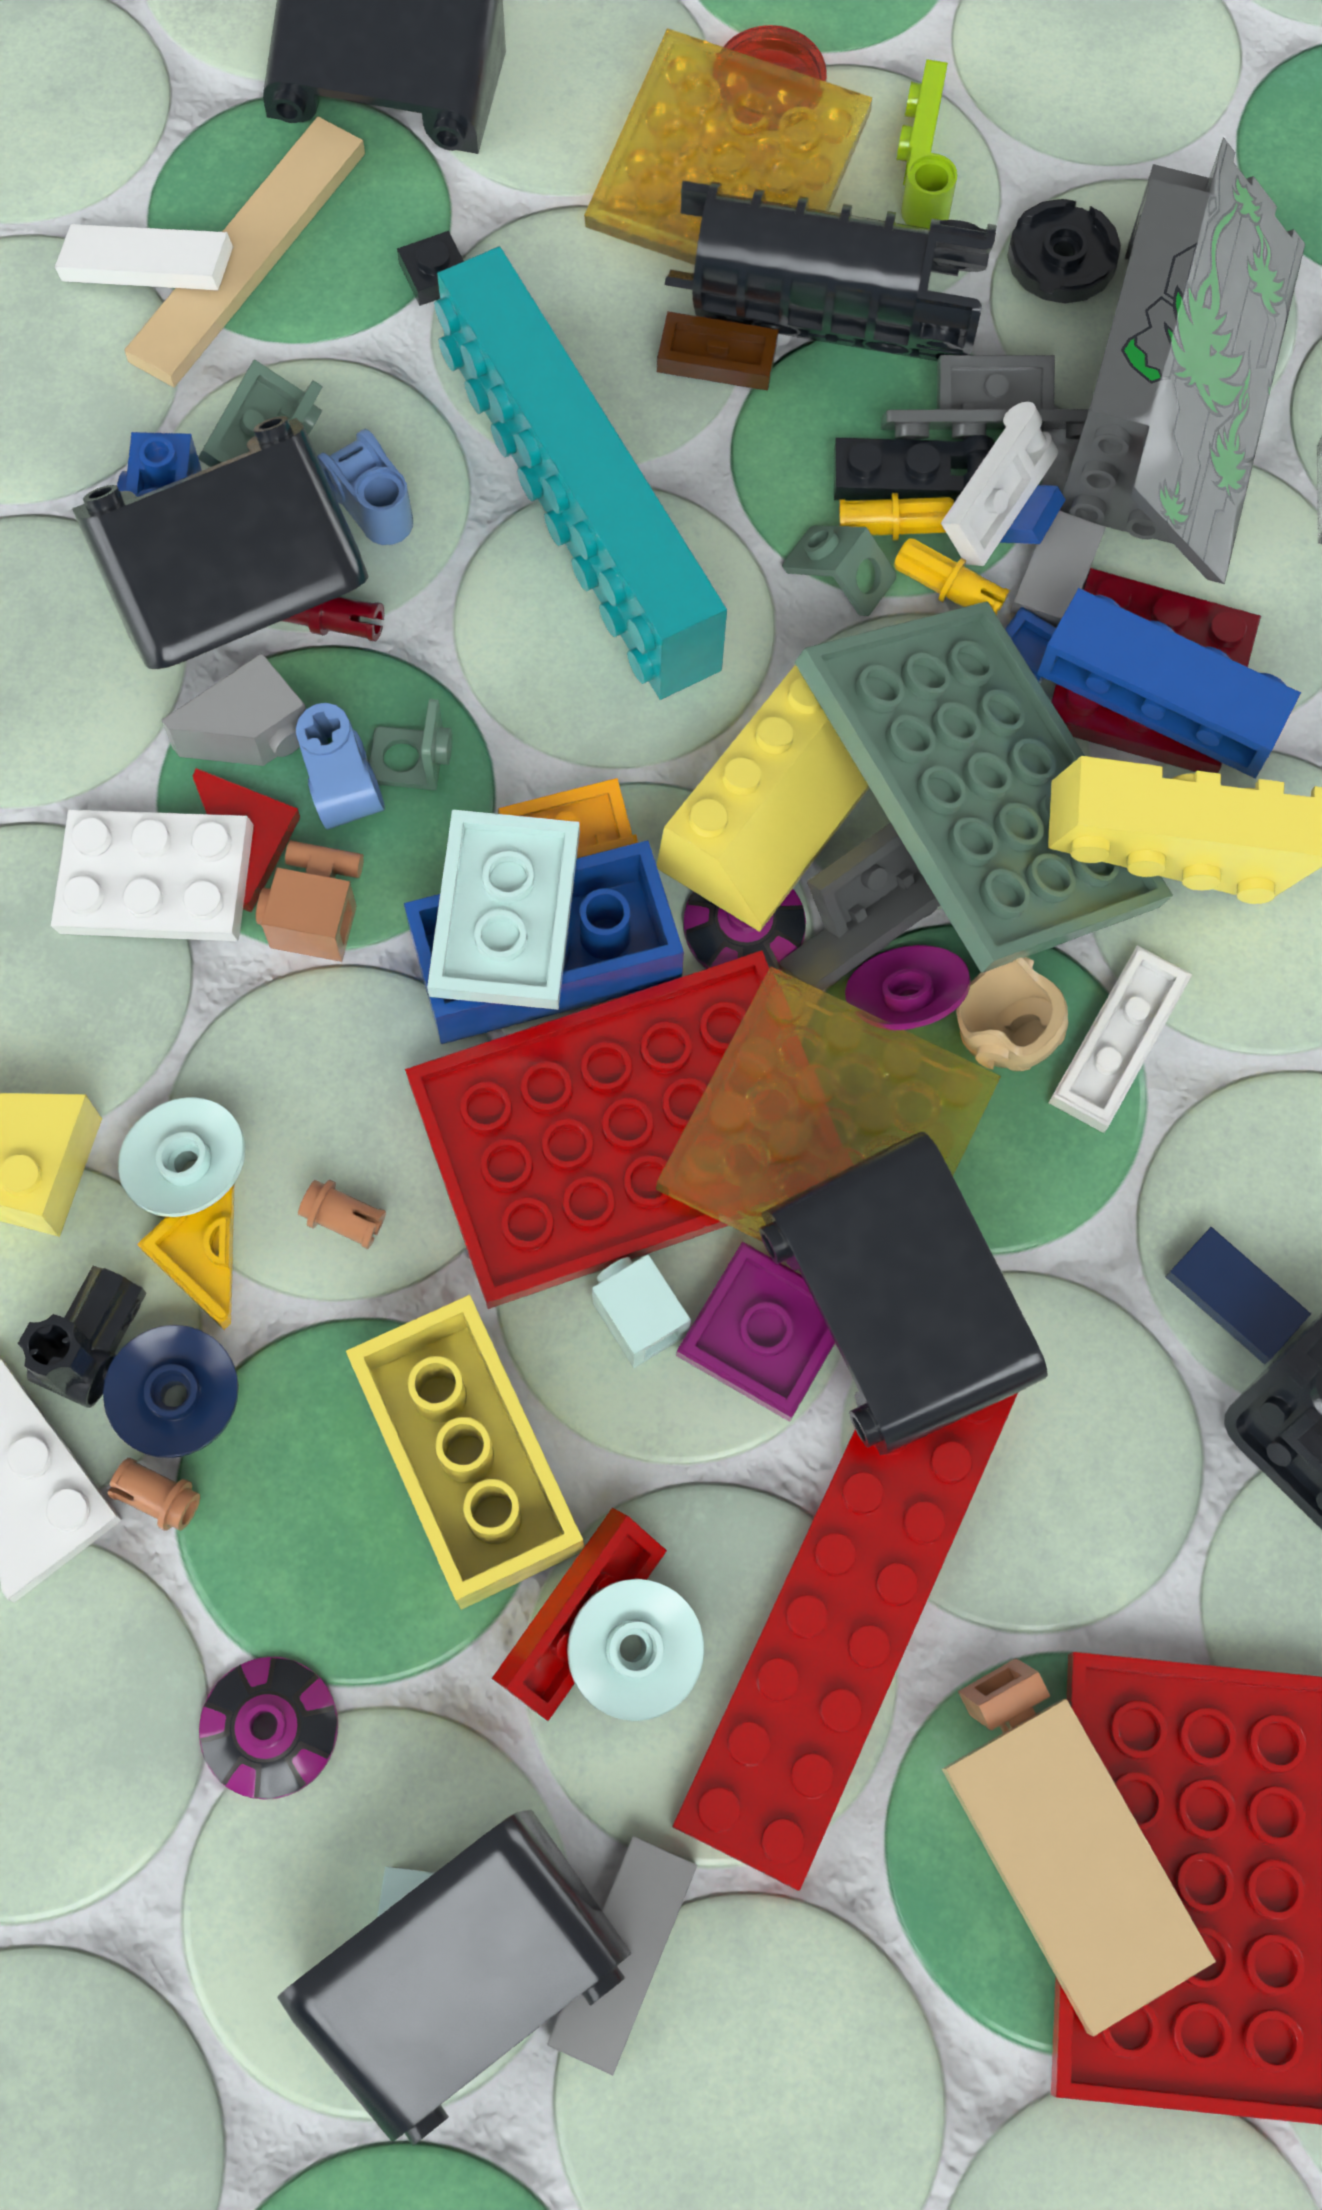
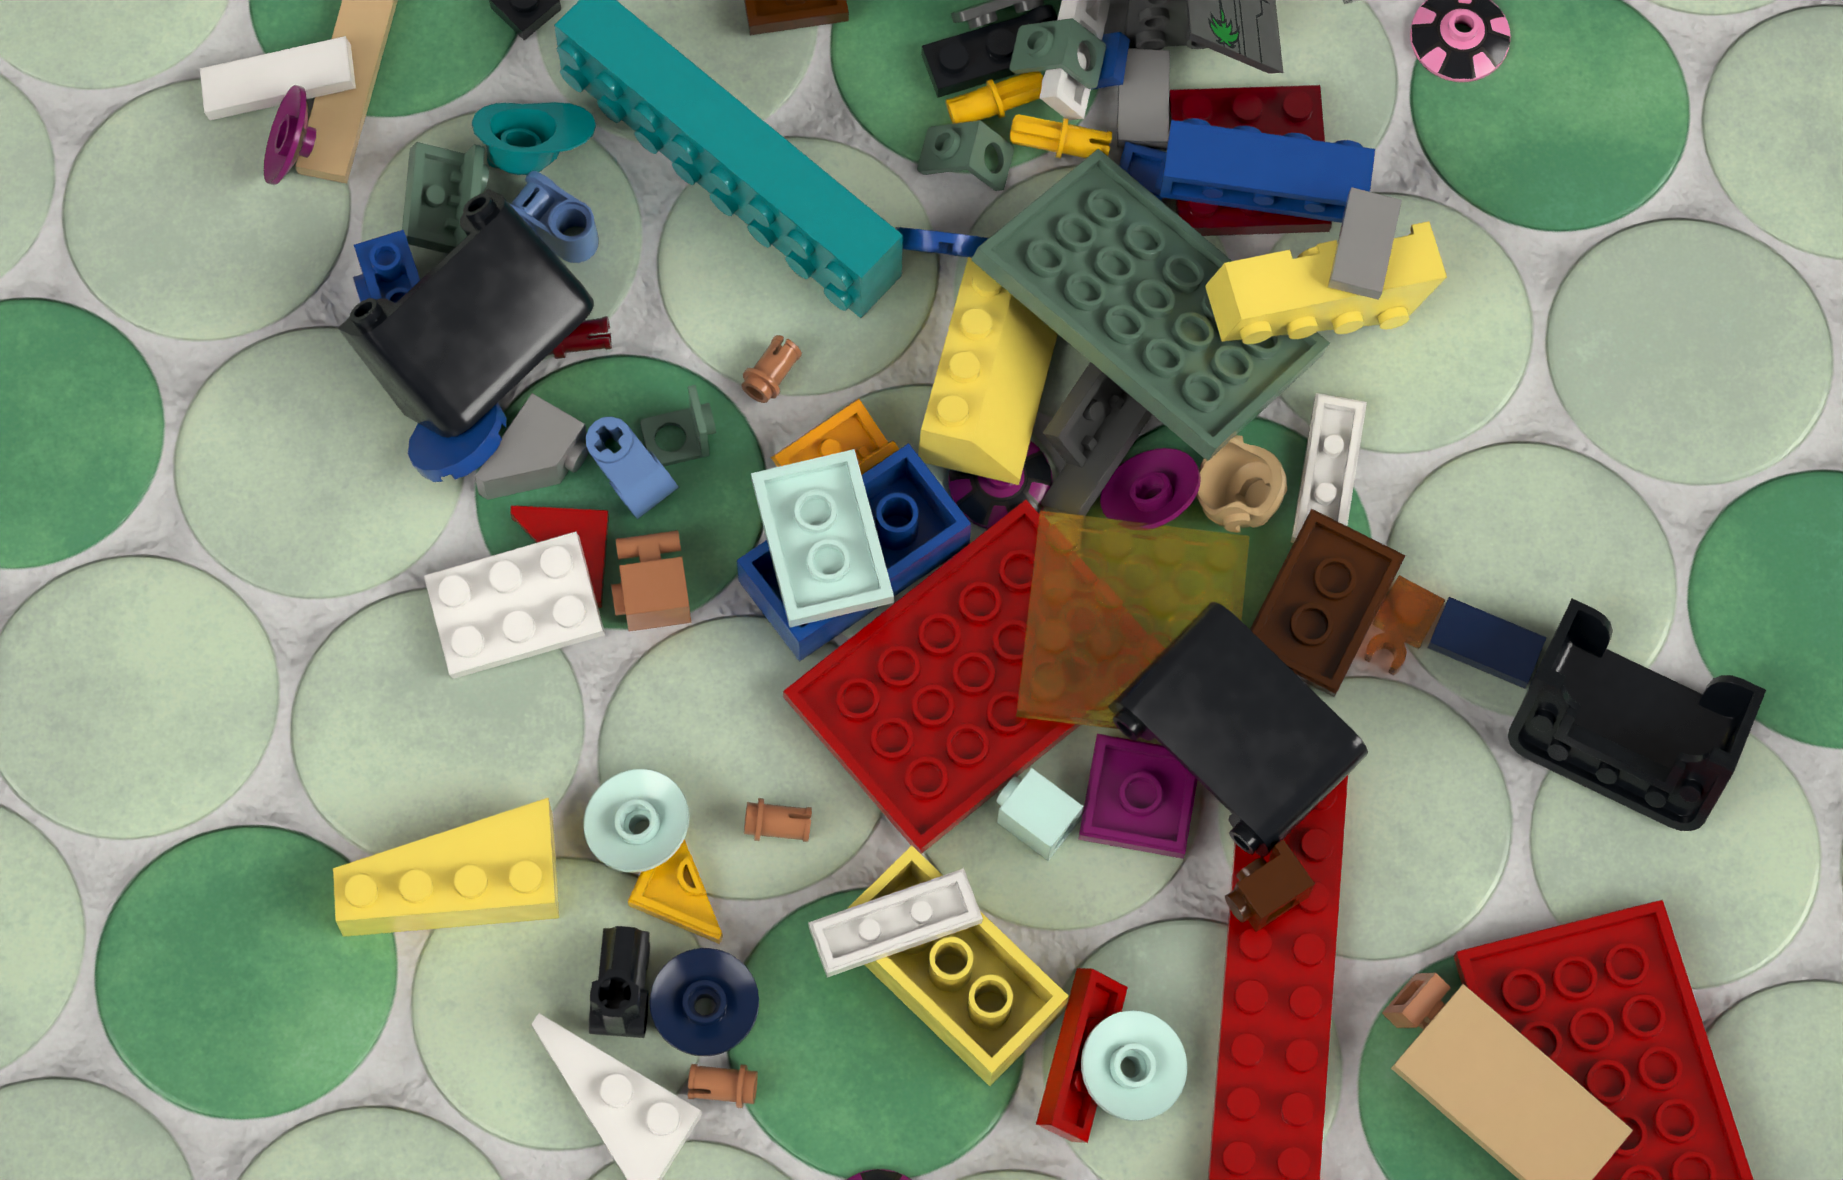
camera: 20 degrees left, 0 degrees up
(128, 315) = (288, 136): none -> magenta dish
(164, 689) = (457, 455): none -> blue tile
(376, 393) = (531, 135): none -> teal piece
(411, 1379) = (895, 922): none -> white tile
(536, 719) = (764, 379): none -> nougat pin
(765, 635) = (940, 242): none -> blue tile
(873, 1495) = (1269, 888): none -> reddish brown brick
(980, 473) = (1055, 47): none -> sand green bracket
(1062, 1181) = (1325, 600): none -> reddish brown tile
(1150, 1234) = (1405, 619): none -> clear orange plate
(1253, 787) = (1365, 243): none -> light grey tile

